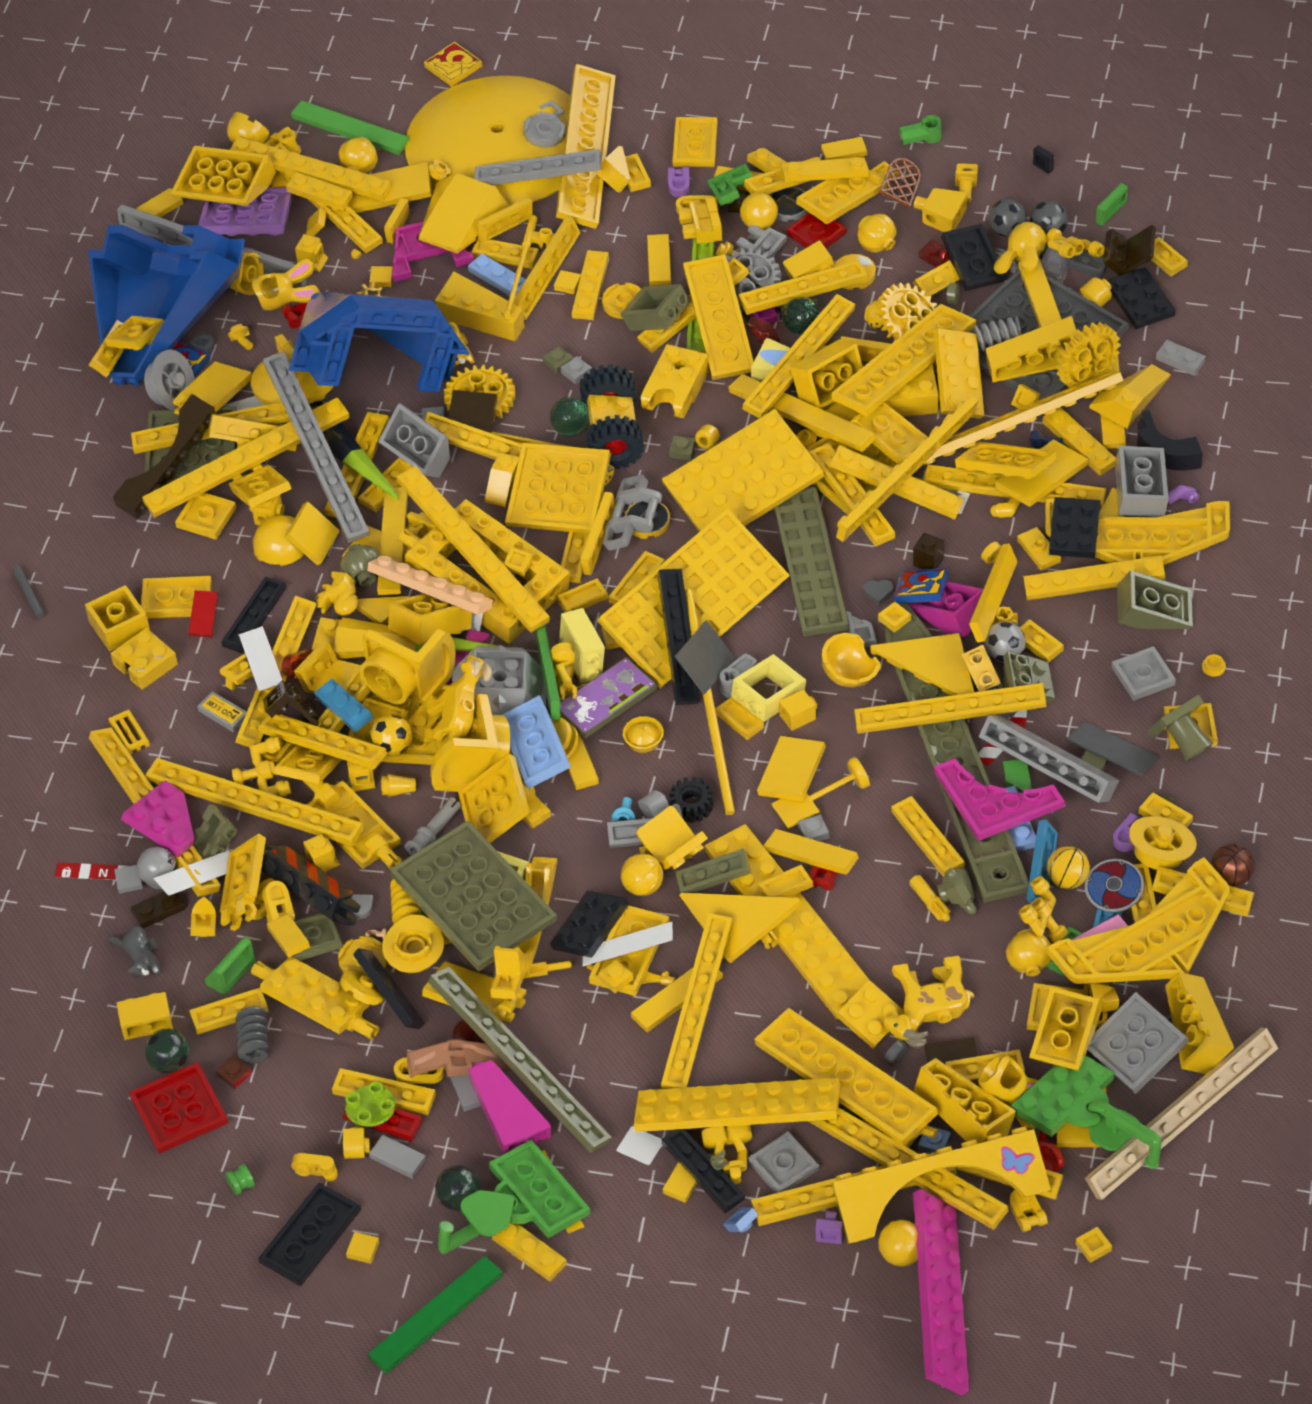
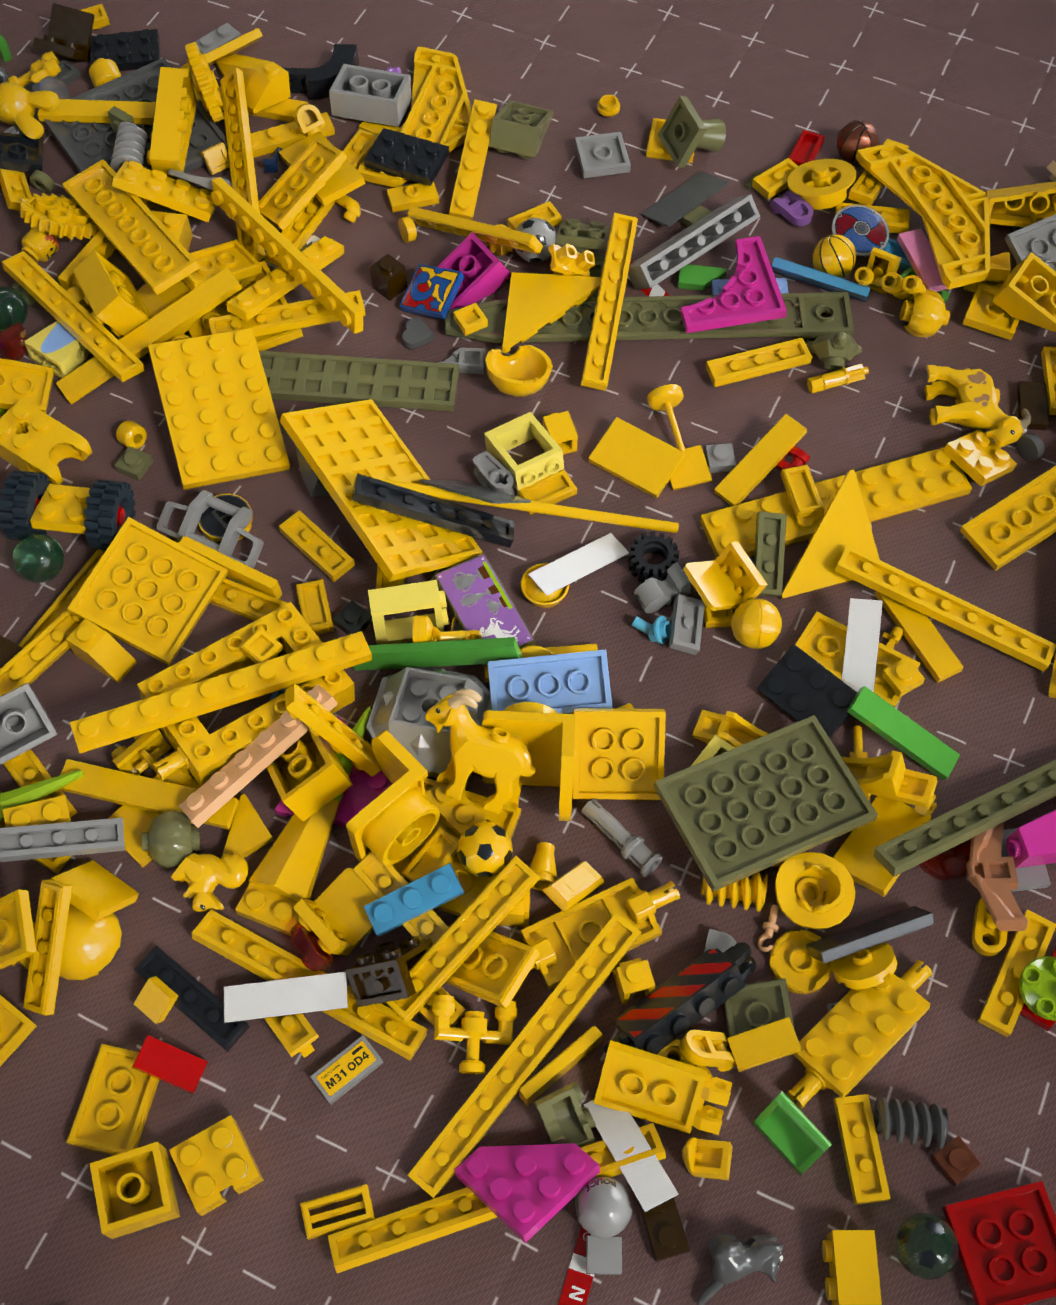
camera: 80 degrees left, 10 degrees up
(246, 593) = (155, 1000): none -> yellow tile
(249, 824) = (560, 1065): none -> yellow tile
(262, 518) = (49, 941): none -> yellow tile
(359, 486) = (38, 813): none -> yellow plate
(385, 805) = (574, 886): none -> yellow tile
(456, 608) = (329, 727): none -> yellow plate
(566, 987) = (903, 733): none -> bright green tile
(669, 749) = (578, 563): none -> white sticker
(987, 395) = (203, 181): none -> light grey arm
(1027, 318) = (117, 116): none -> olive plate
(1071, 906) = (882, 263): none -> yellow slope
(1087, 444) = (308, 119): none -> yellow plate
(1159, 362) = (231, 47): none -> yellow tile
(1217, 833) = (806, 147): none -> red tile

